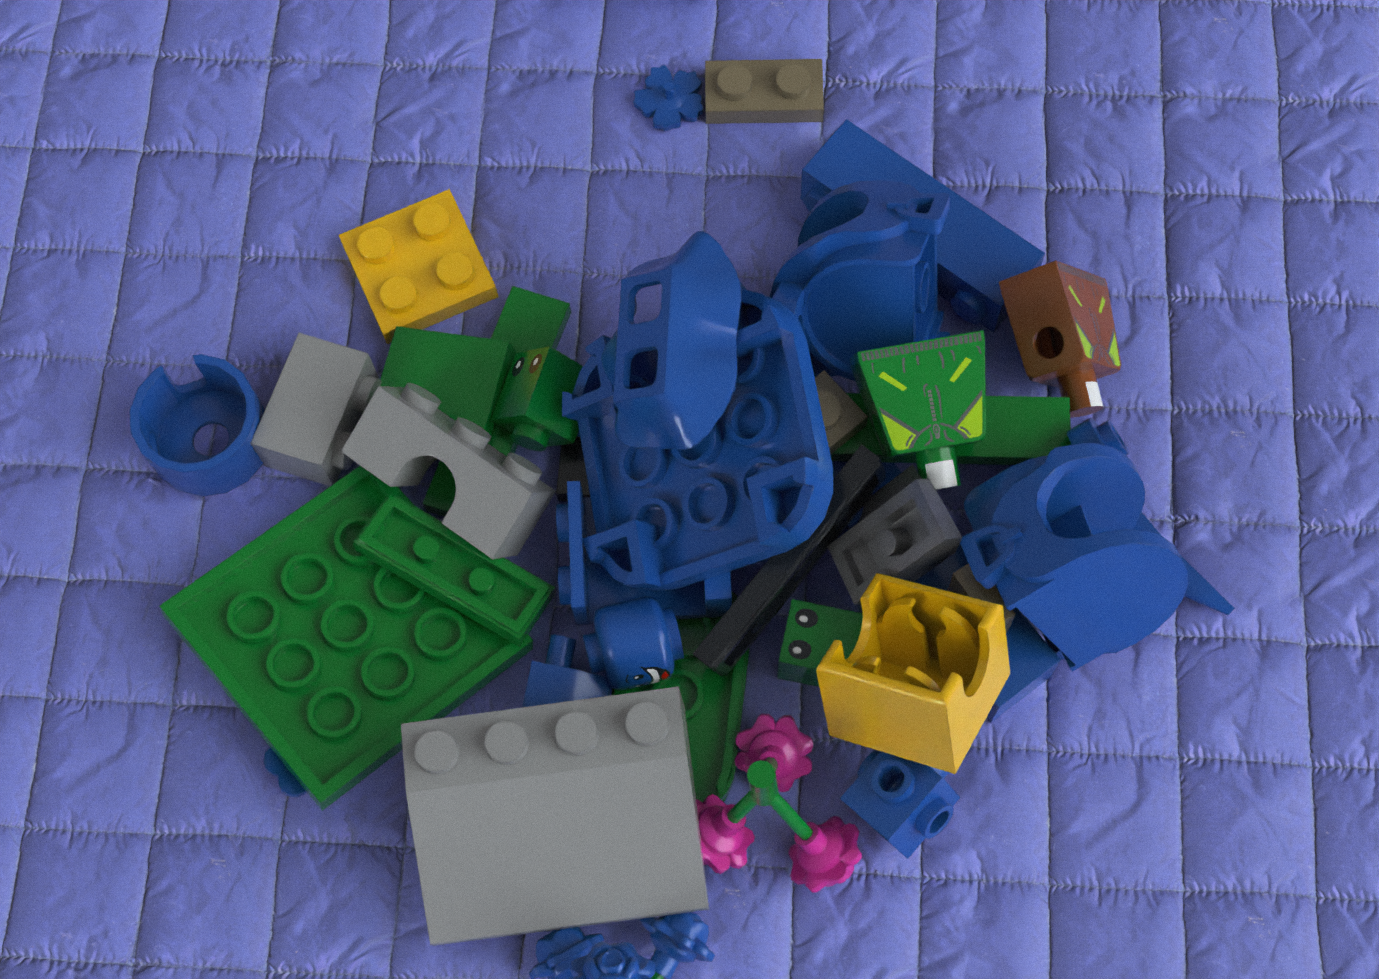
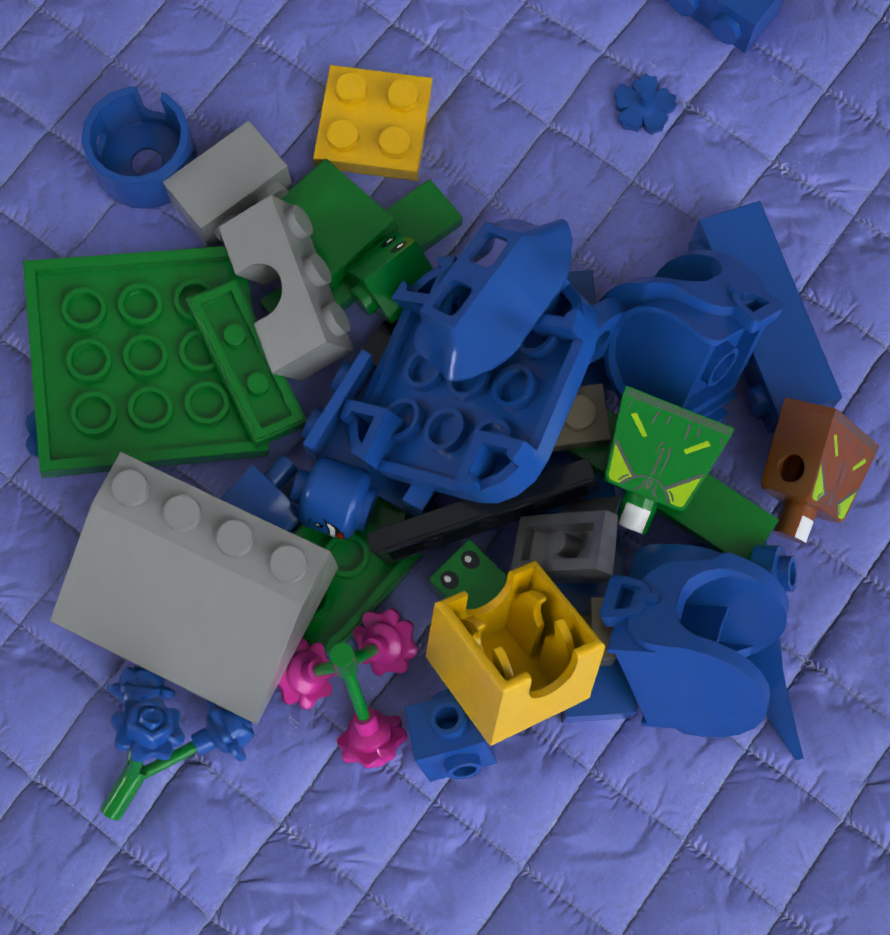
camera: 30 degrees right, 5 degrees up
(764, 91) = (718, 141): dark tan plate -> none

